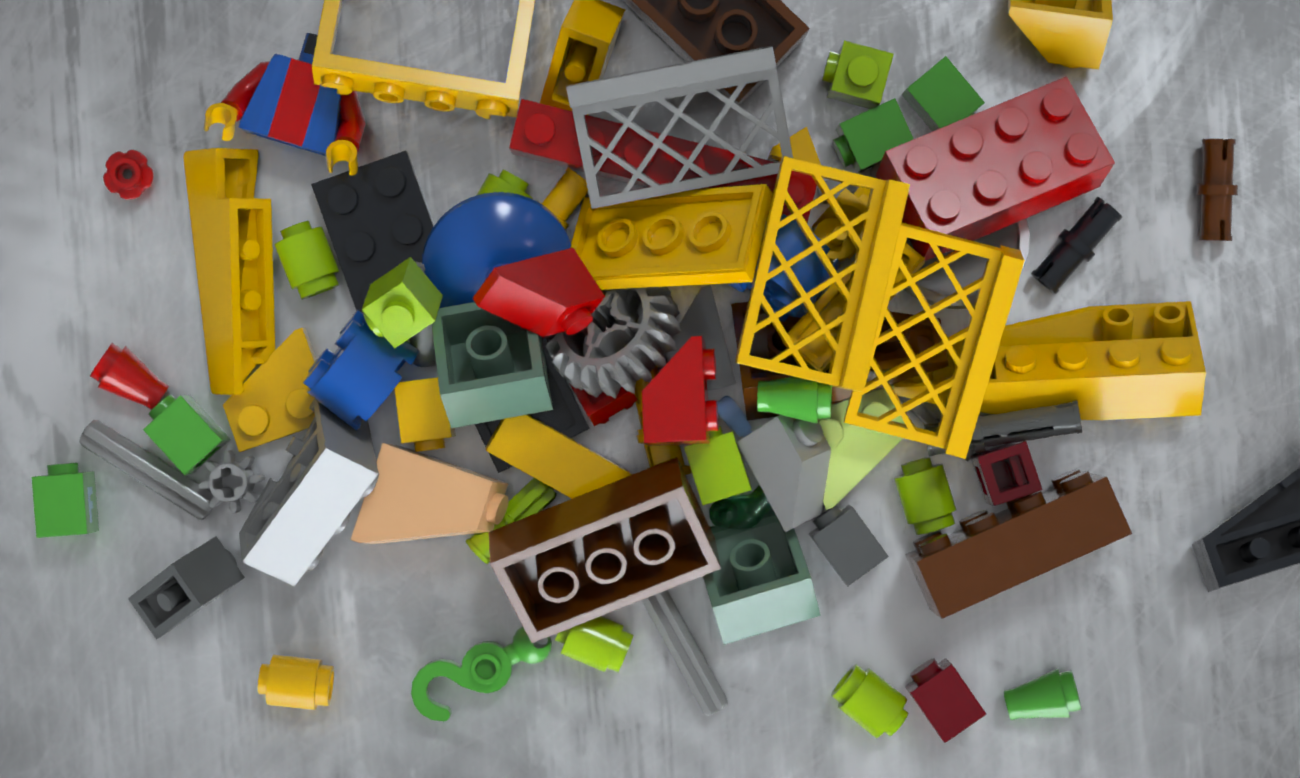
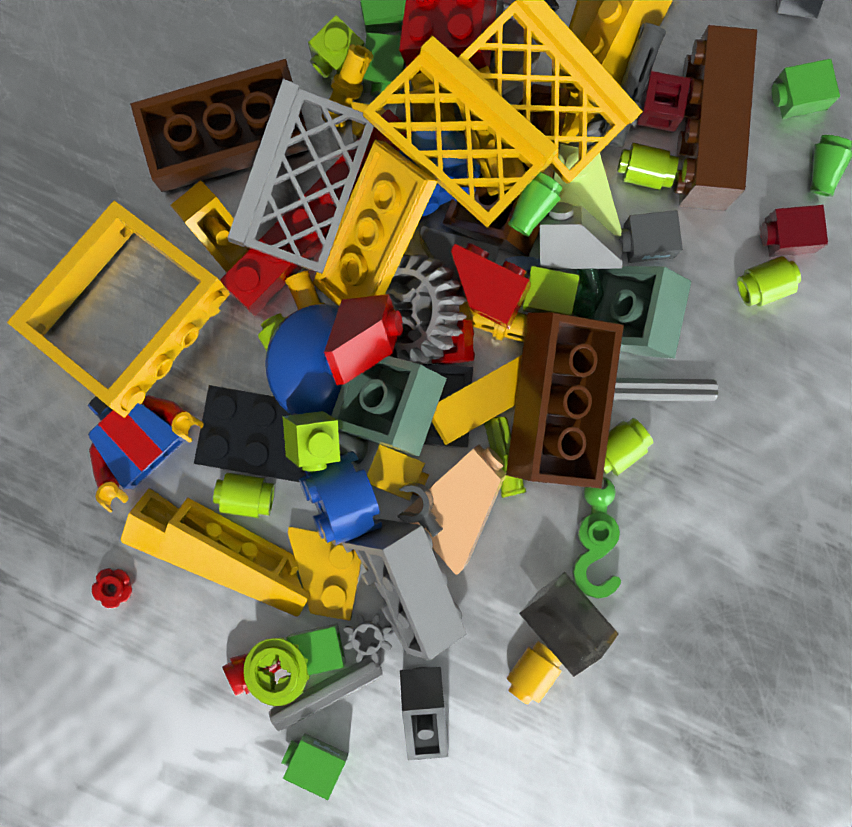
camera: 60 degrees left, 5 degrees down
(118, 397) = (262, 682): none -> lime gear
(368, 690) = (569, 624): none -> clear smoke brick
(391, 471) = (425, 517): none -> dark grey piece
(826, 110) = (348, 82): none -> yellow pin
(1114, 622) = (805, 88): none -> bright green brick

